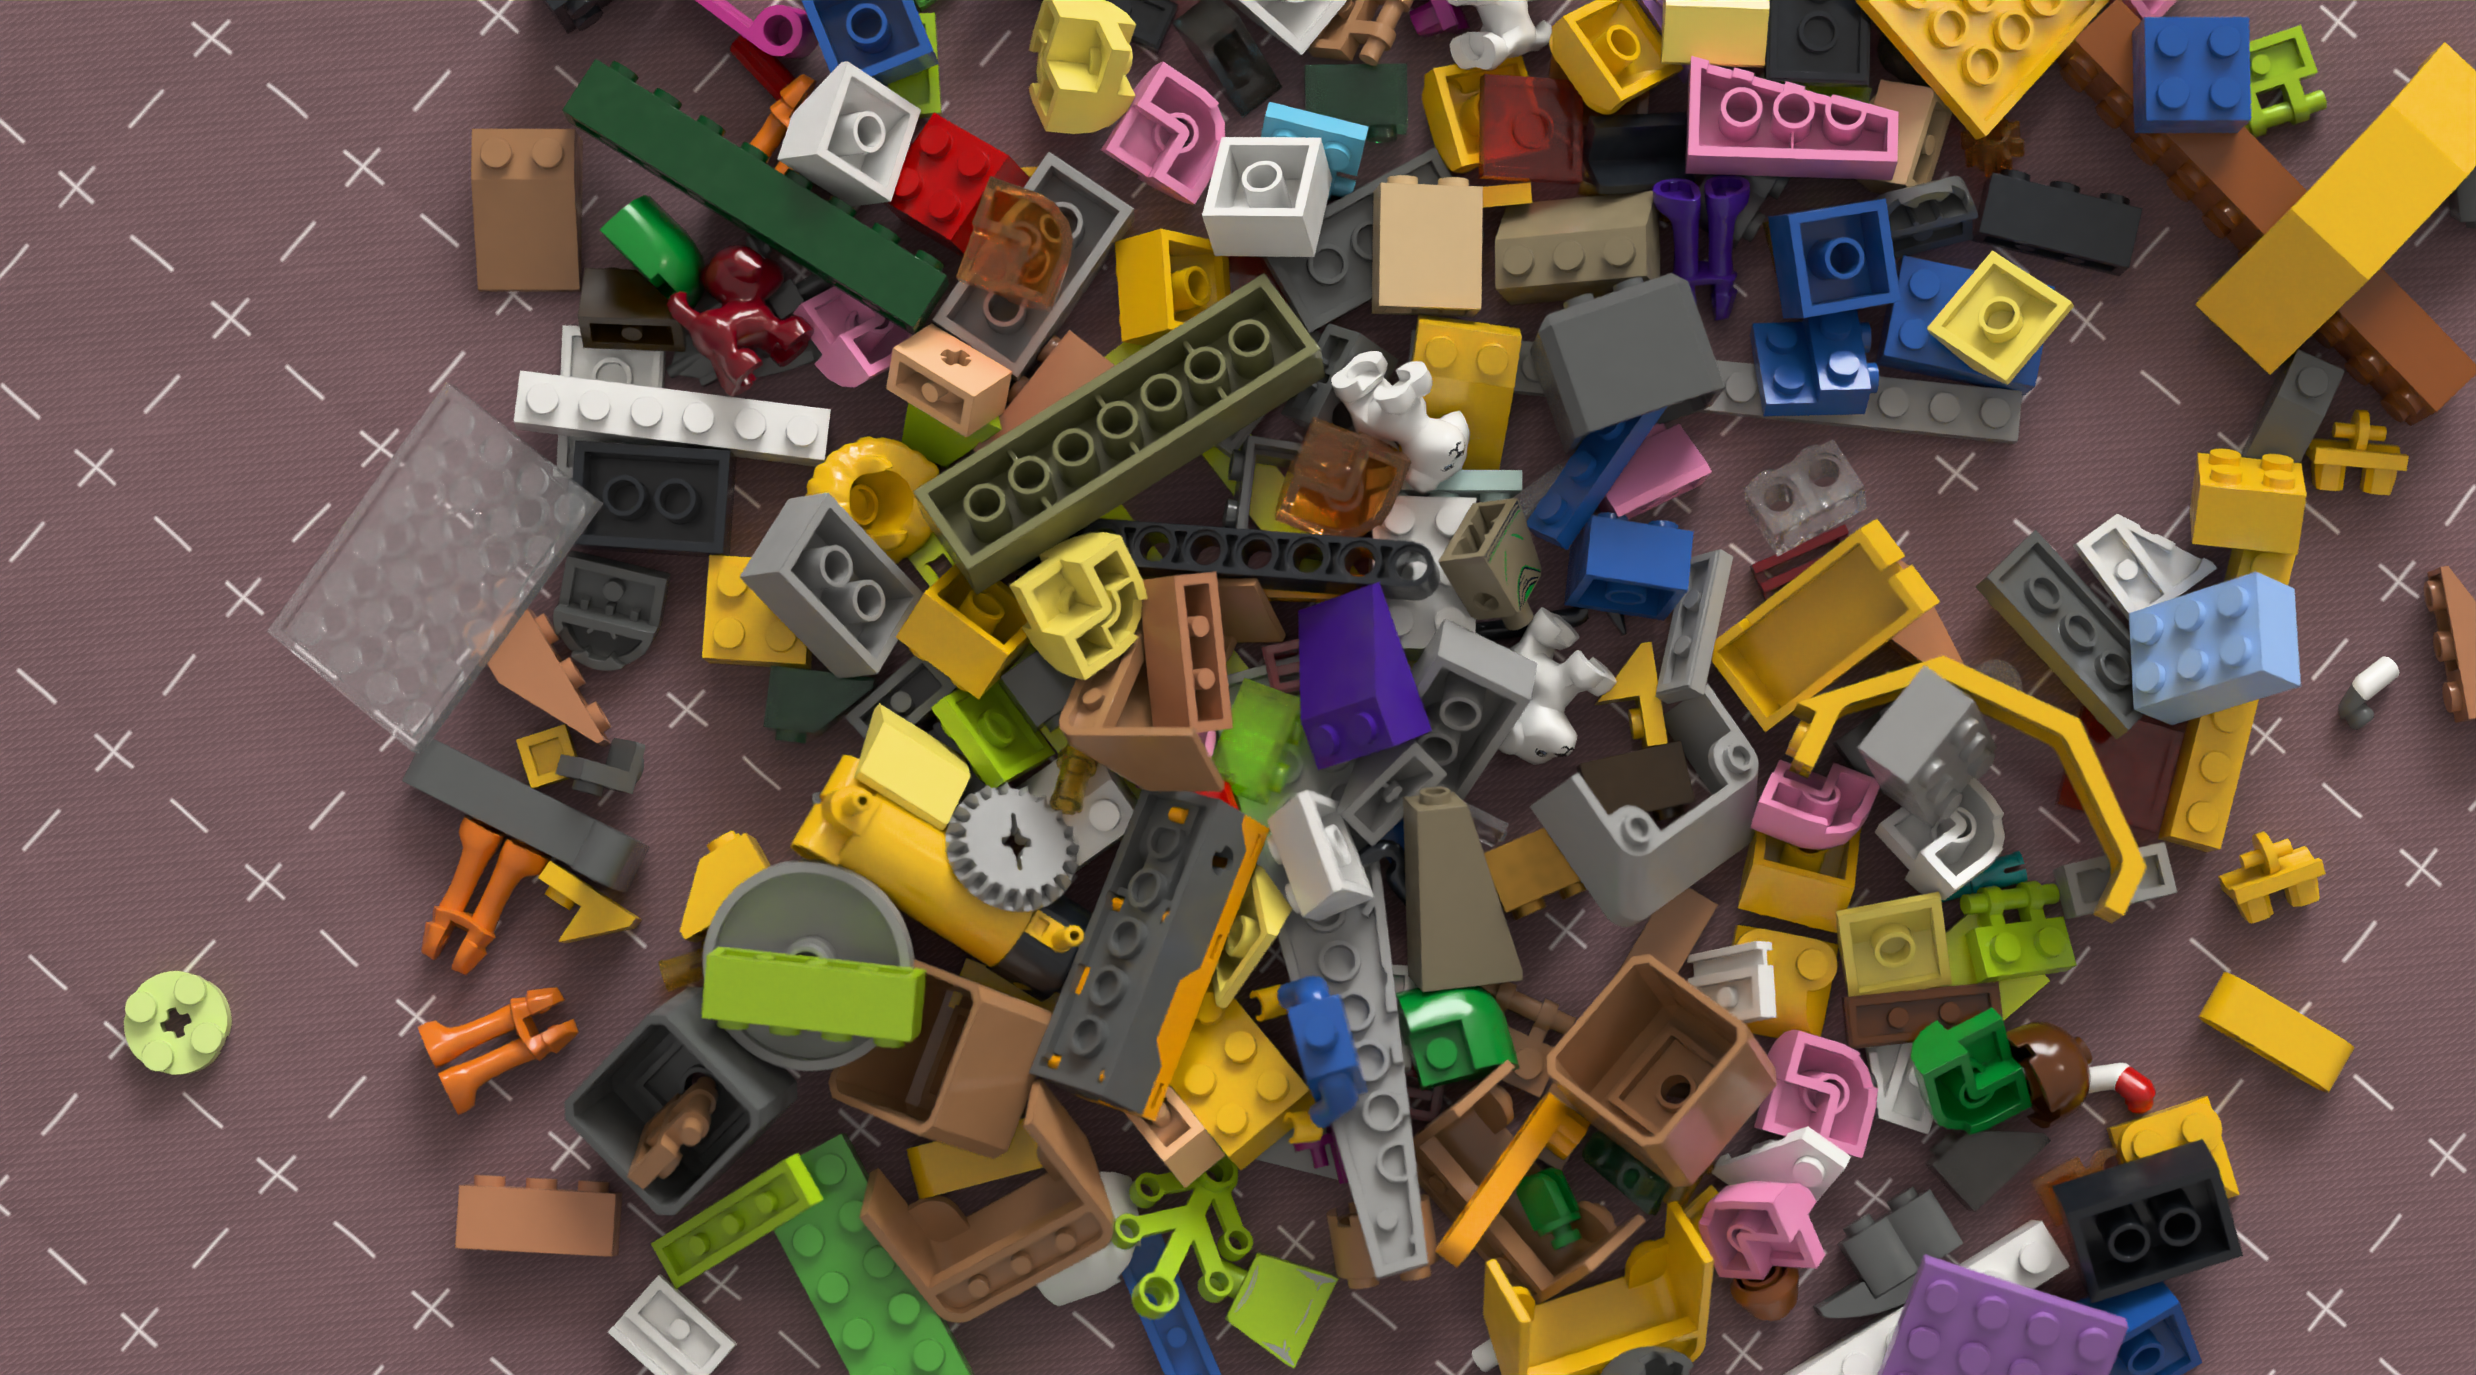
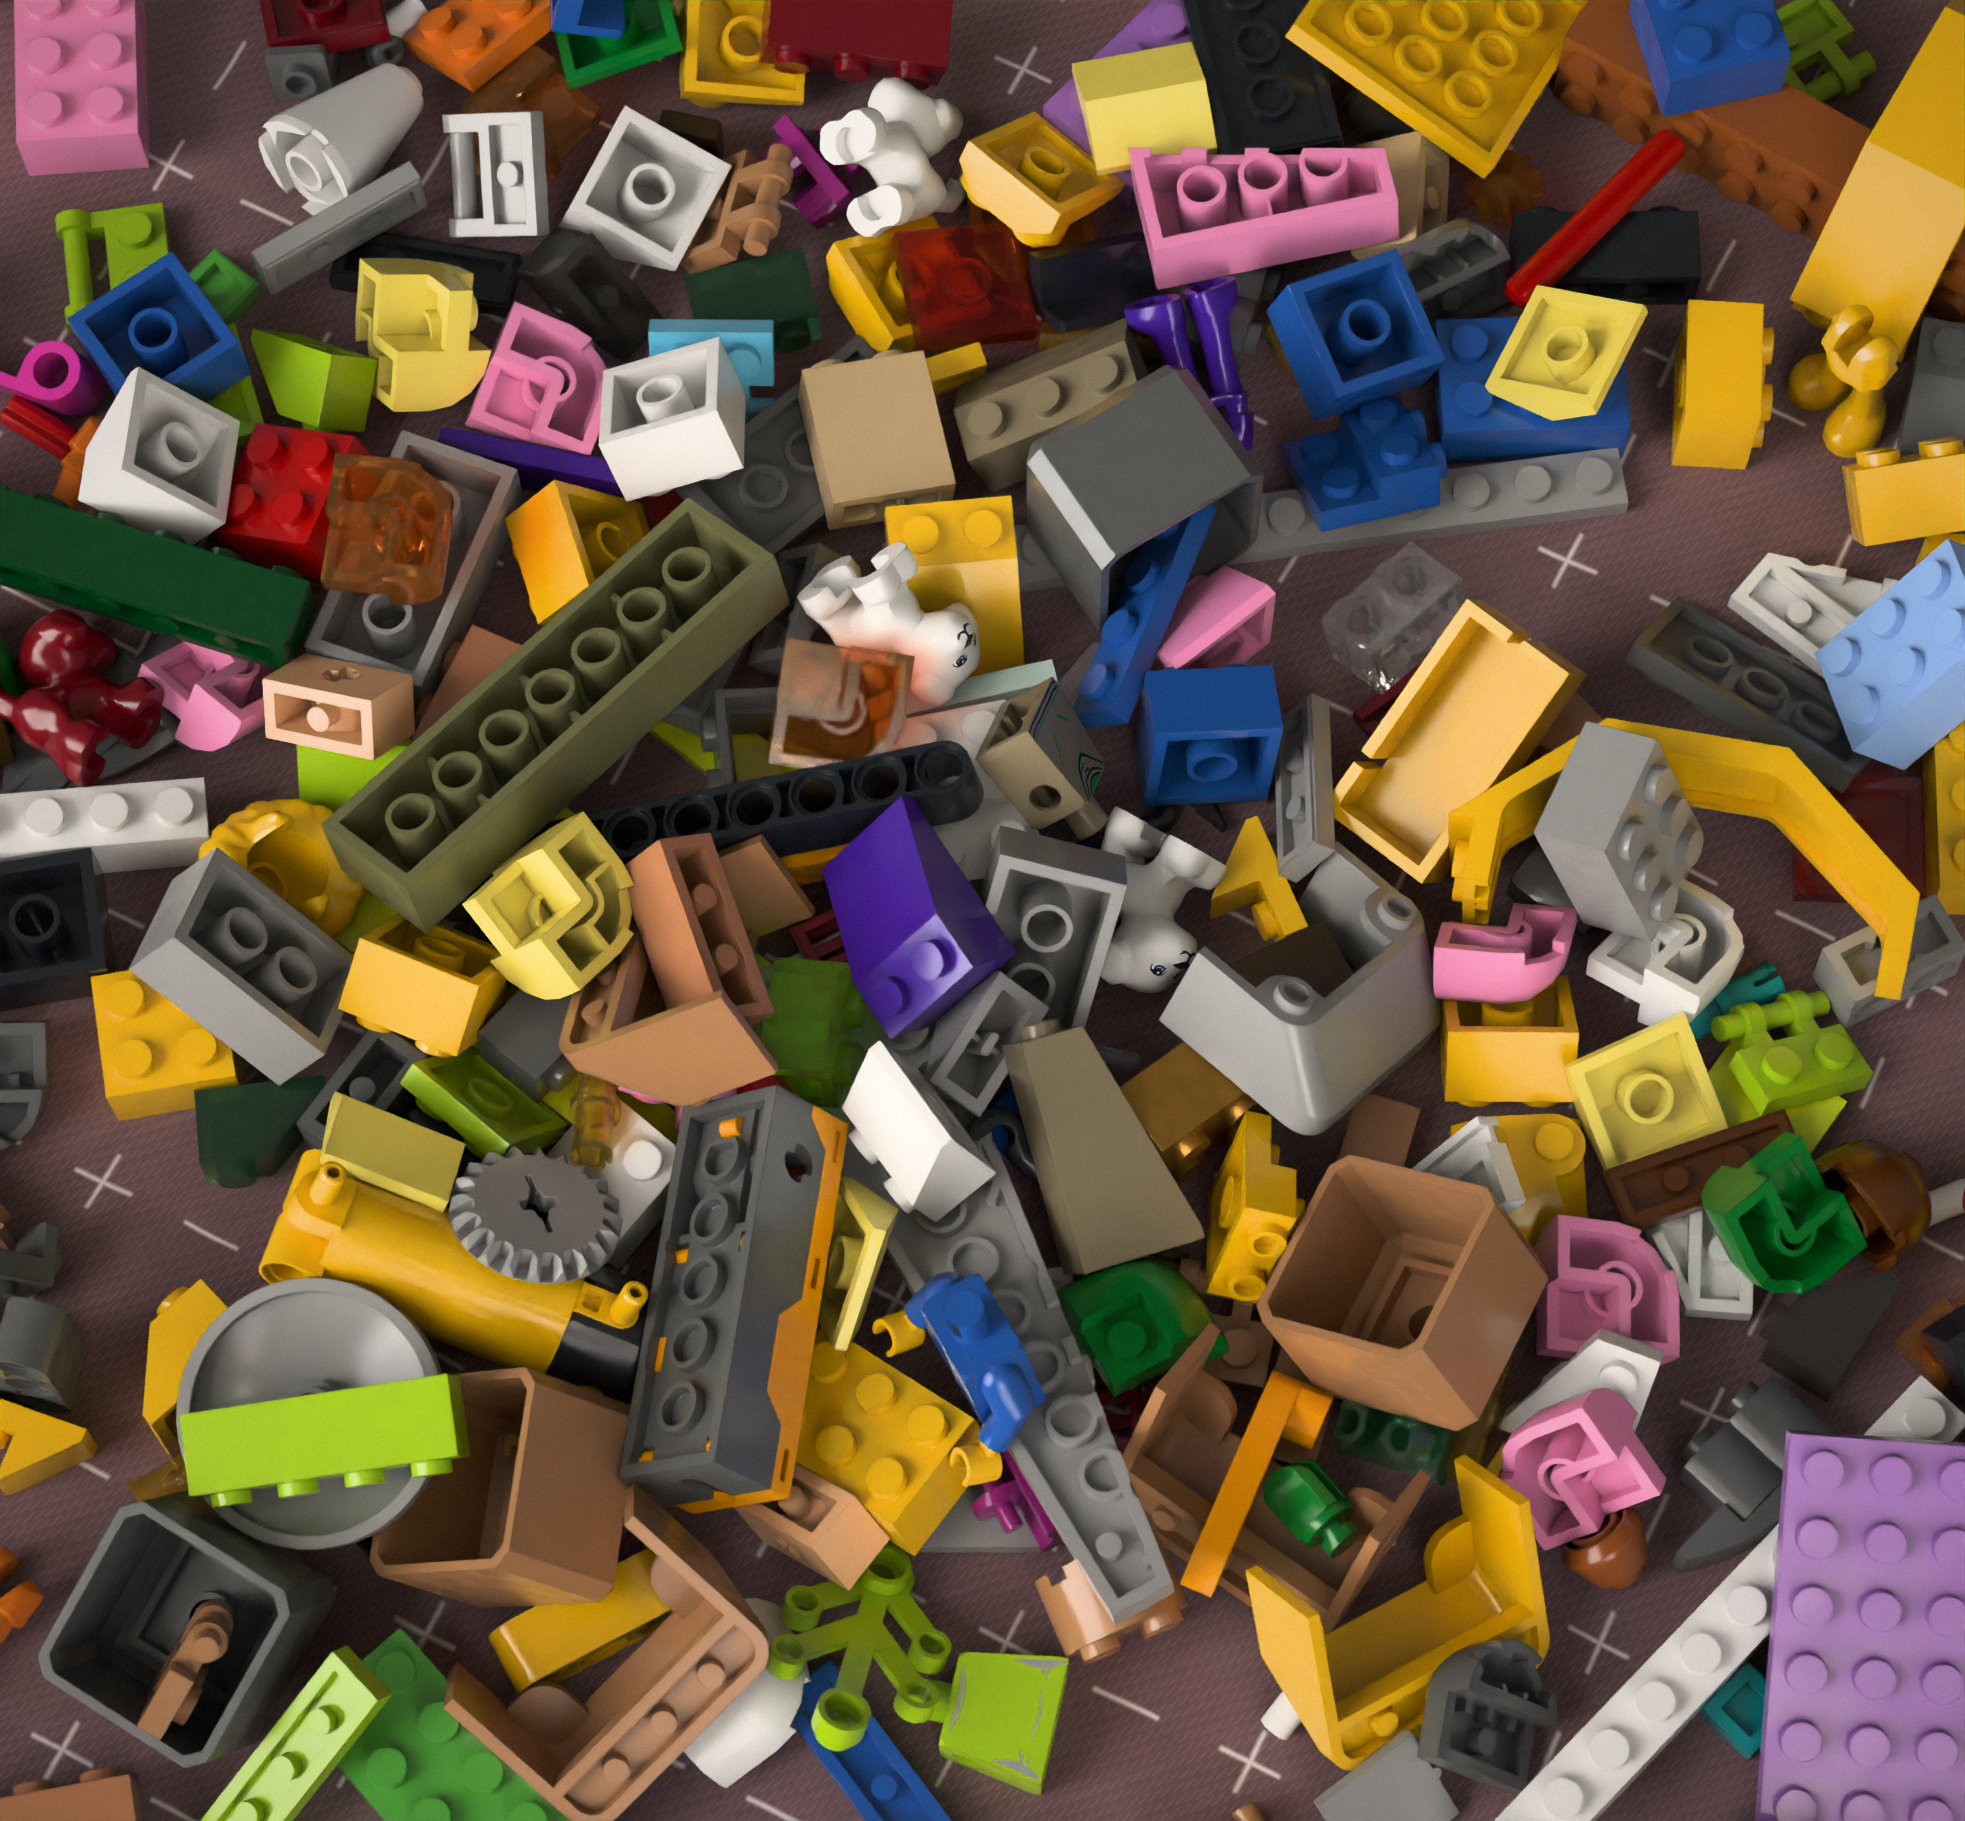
camera: 10 degrees left, 15 degrees down
(988, 80) = (315, 380): none -> lime slope
(1143, 194) = (536, 463): none -> dark purple tile
(1561, 969) = (1250, 1213): none -> yellow plate
(2057, 198) = (1596, 217): none -> red axle
(2117, 365) = (1720, 384): none -> yellow brick
(2230, 380) = (1850, 370): none -> yellow piece

